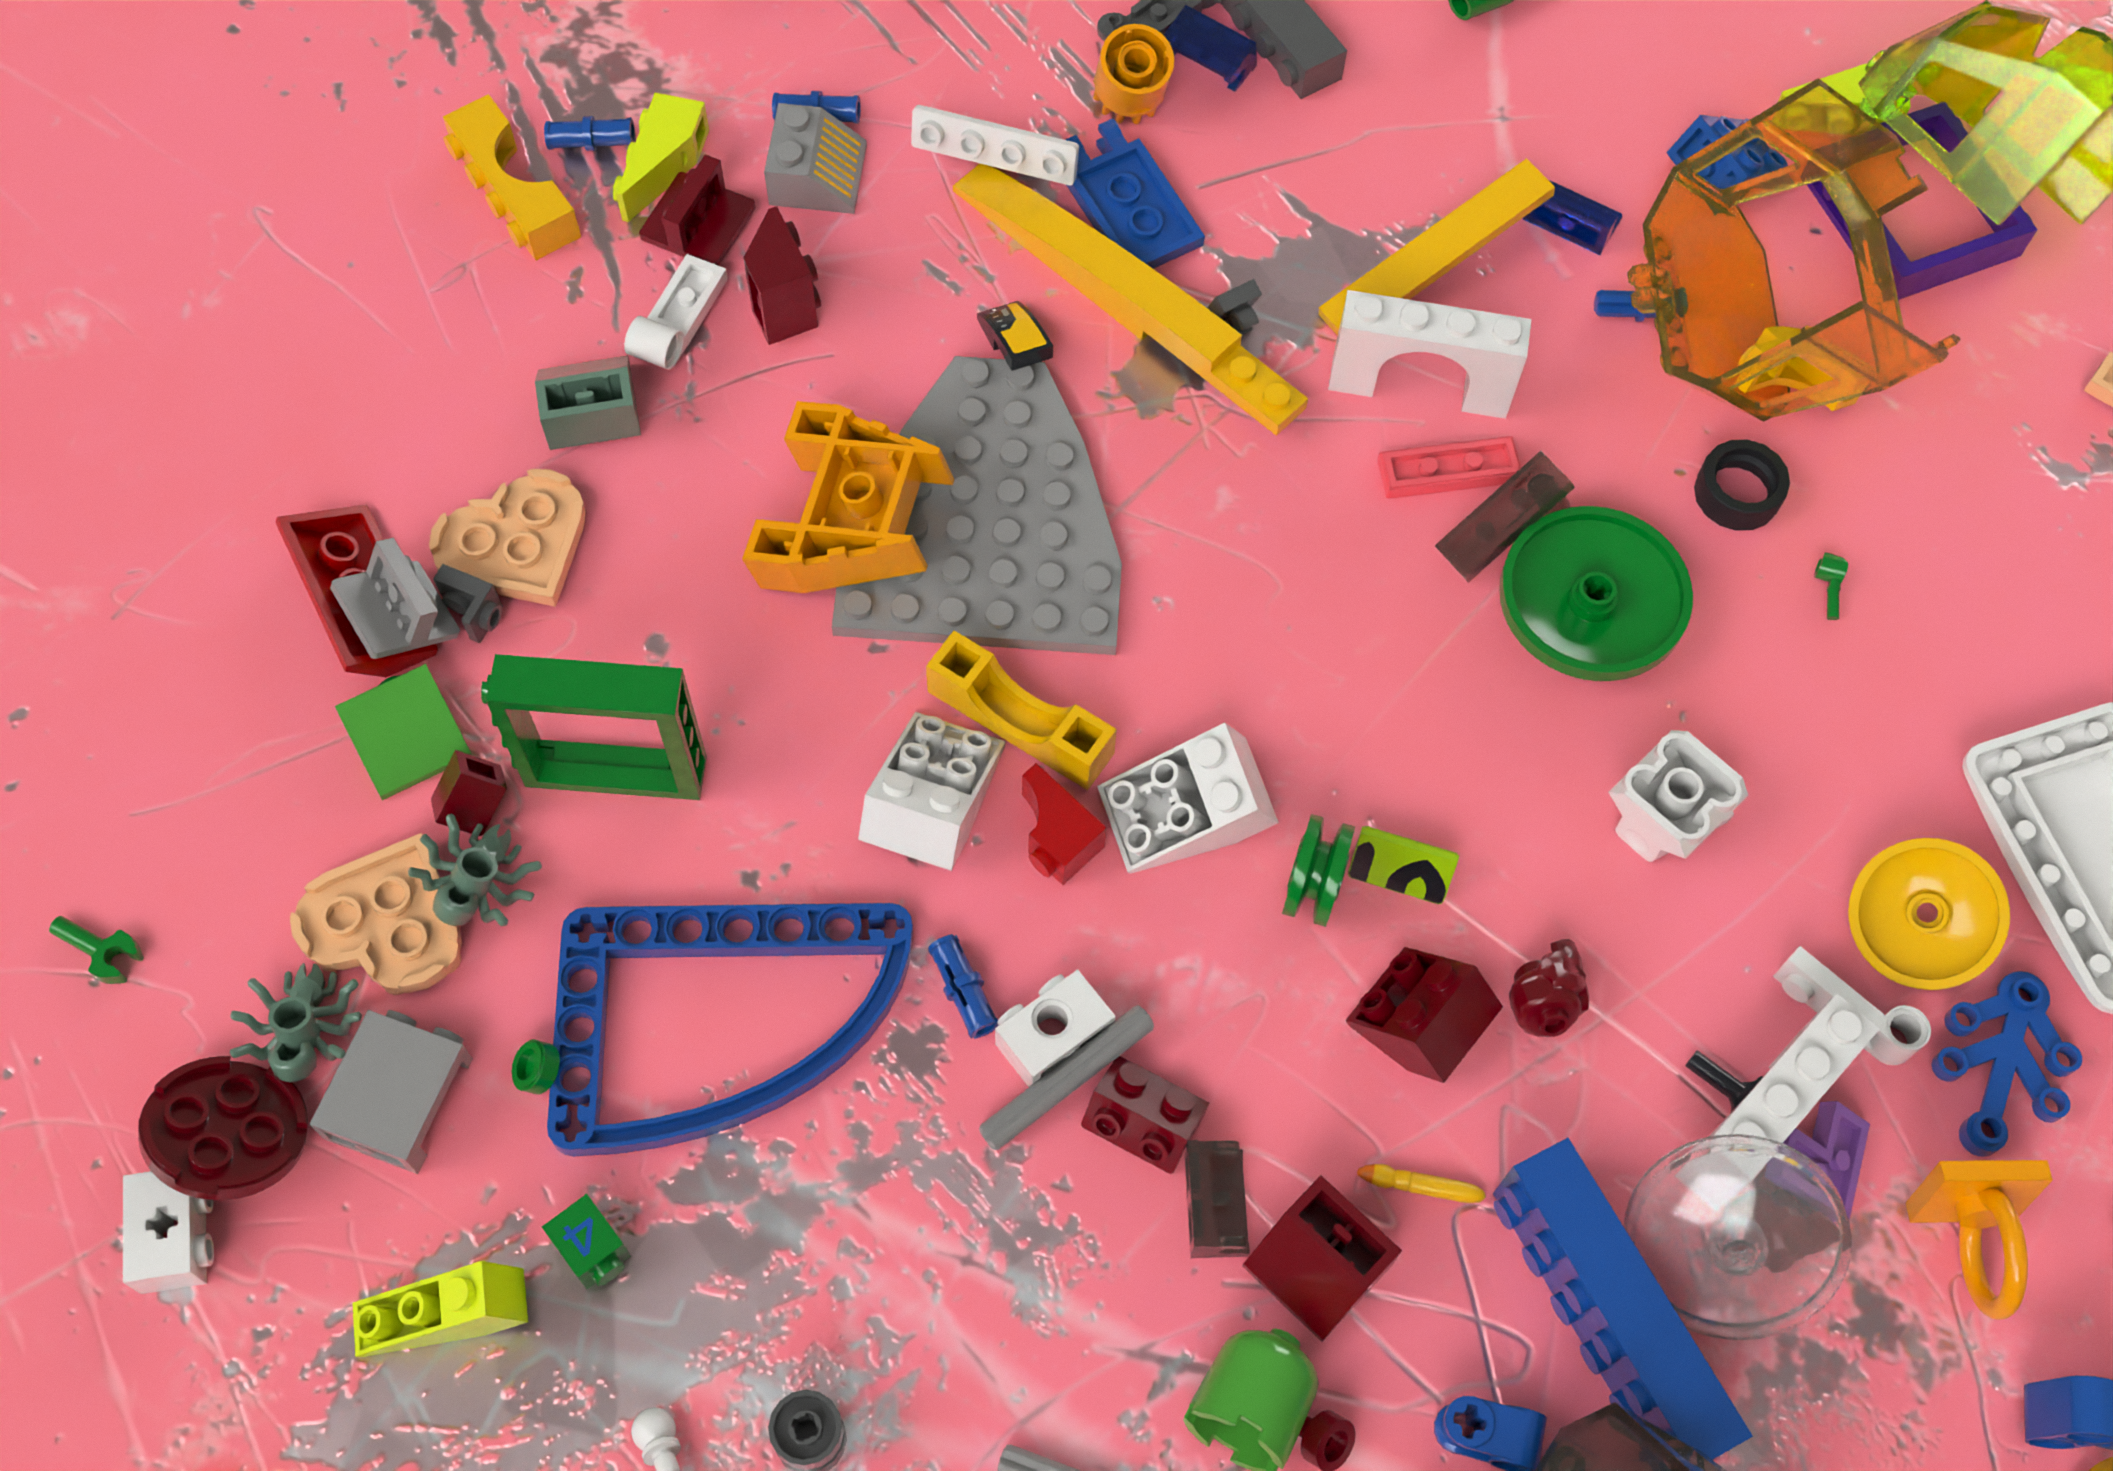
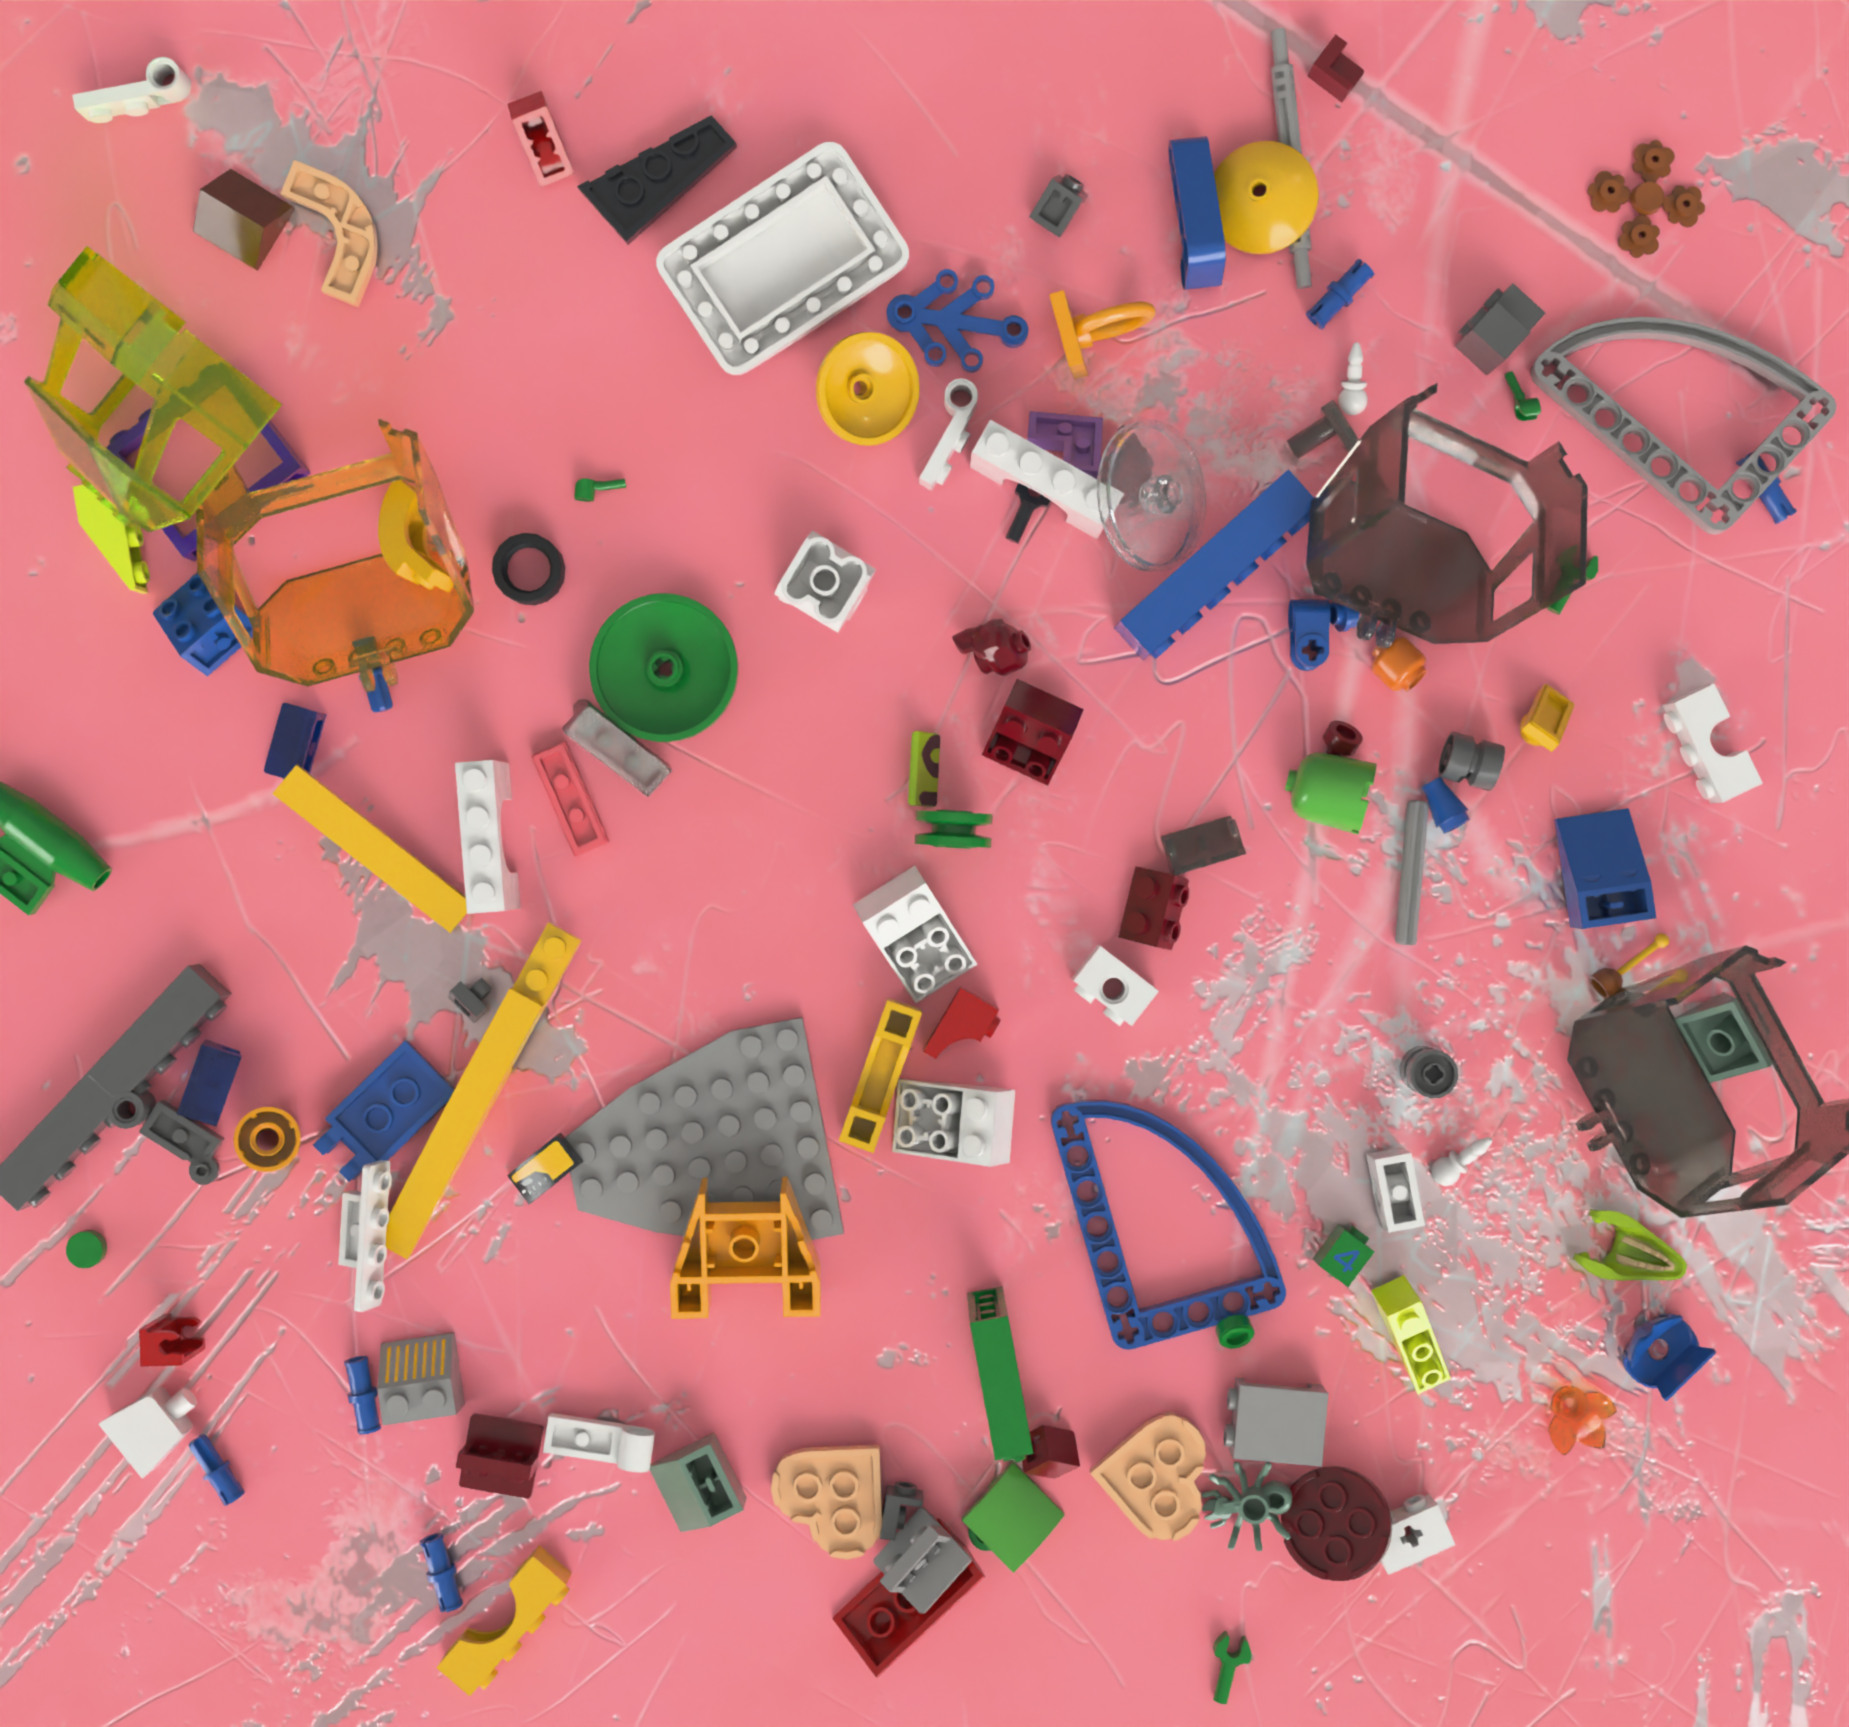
camera: 100 degrees left, 25 degrees up
(473, 875) = (1113, 1422): sand green animal -> none
(654, 1335) = (1395, 1189): none -> white brick
(667, 144) = (439, 1504): neon yellow slope -> none
(781, 280) = (558, 1370): dark red slope -> none
(963, 986) = (1096, 1057): blue pin -> none
(1066, 1077) = (1145, 967): light grey axle -> none
(1322, 1258) = (1227, 766): dark red slope -> none
(1419, 1183) = (1151, 707): yellow piece -> none

